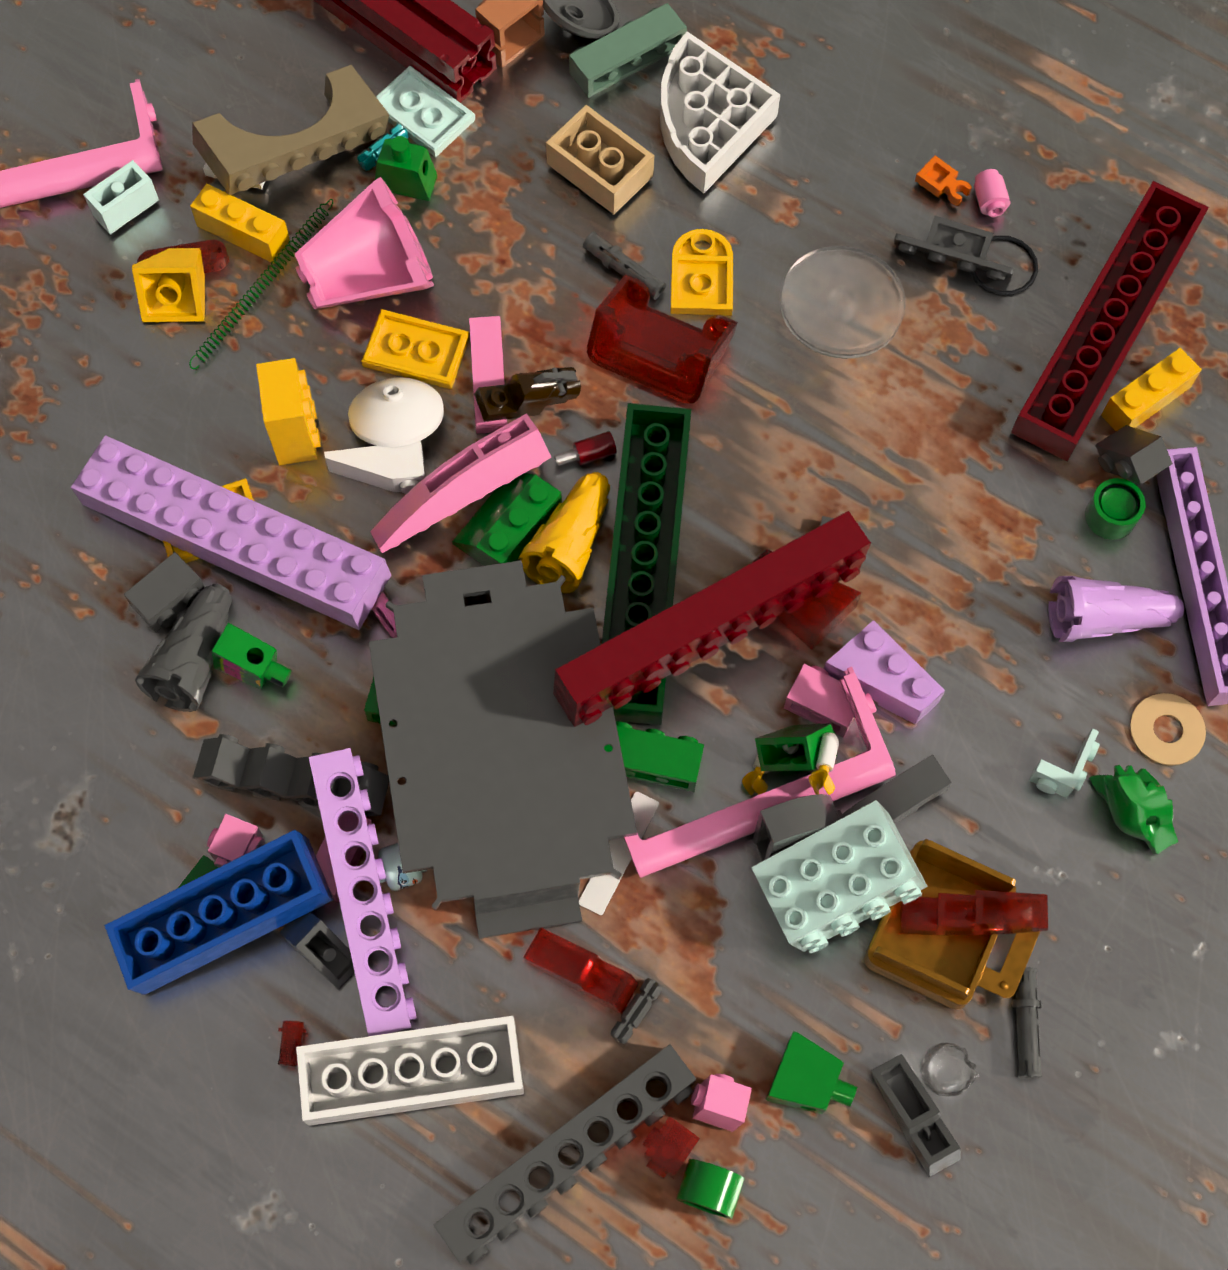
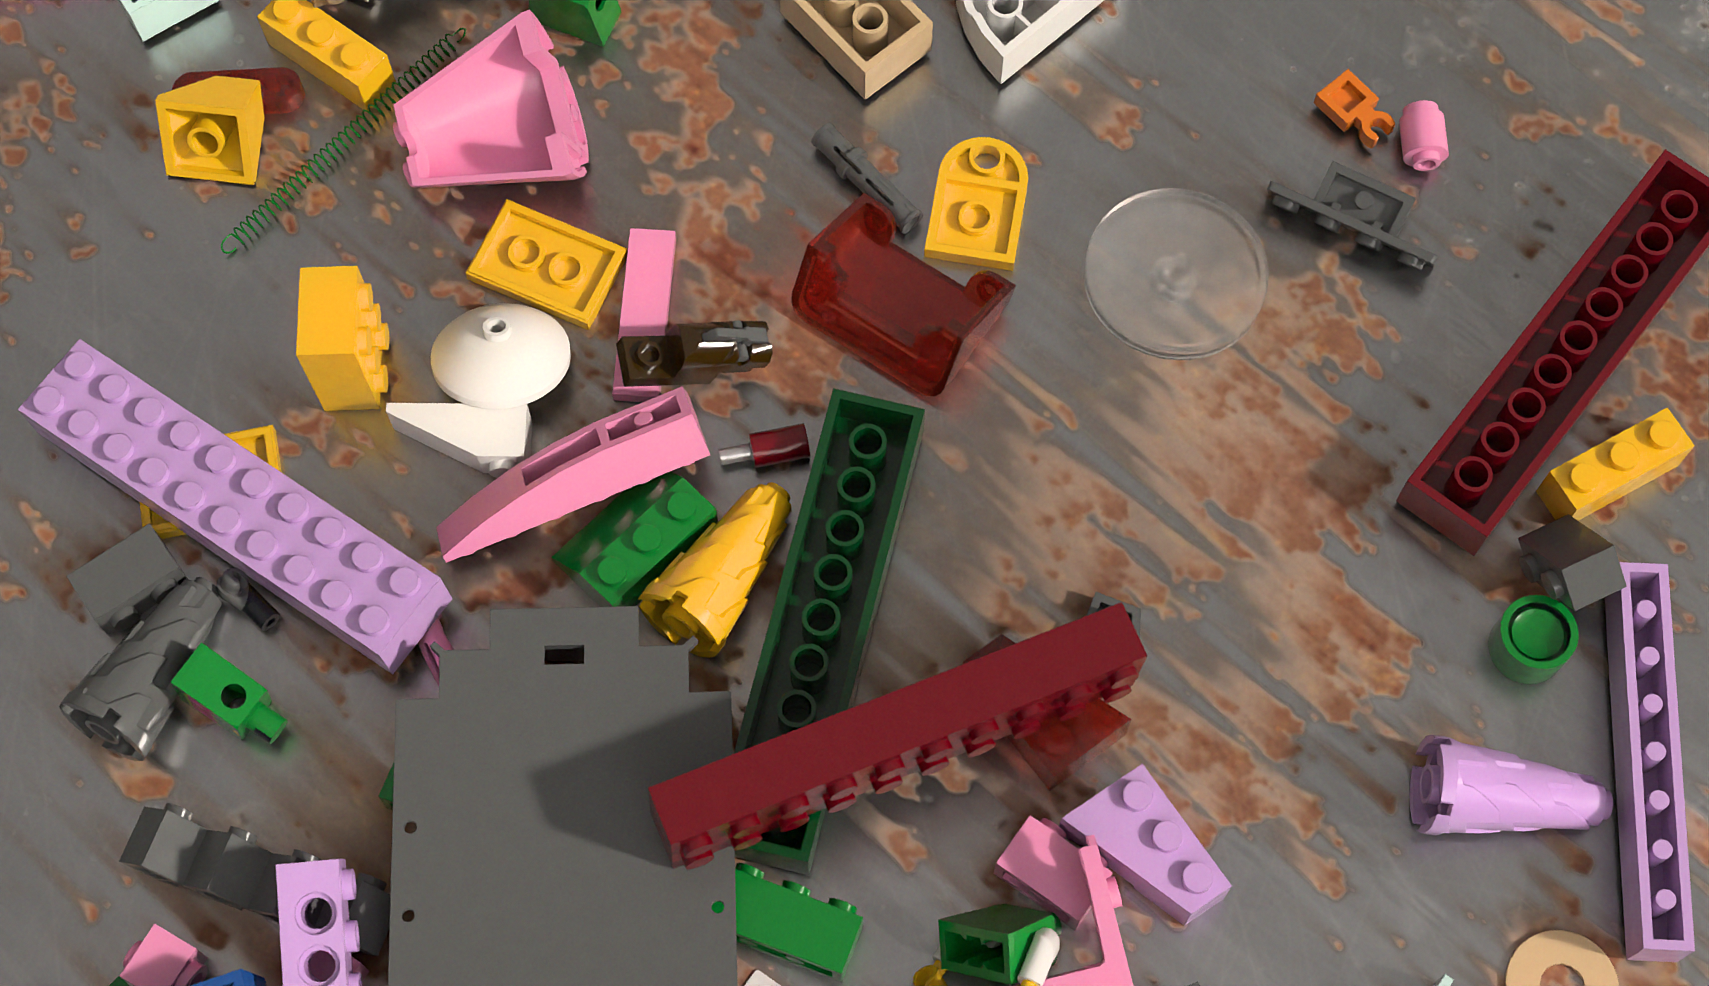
camera: 10 degrees right, 0 degrees up
(240, 589) = (237, 591): none -> arm
(1013, 292) = (1432, 288): black piece -> none

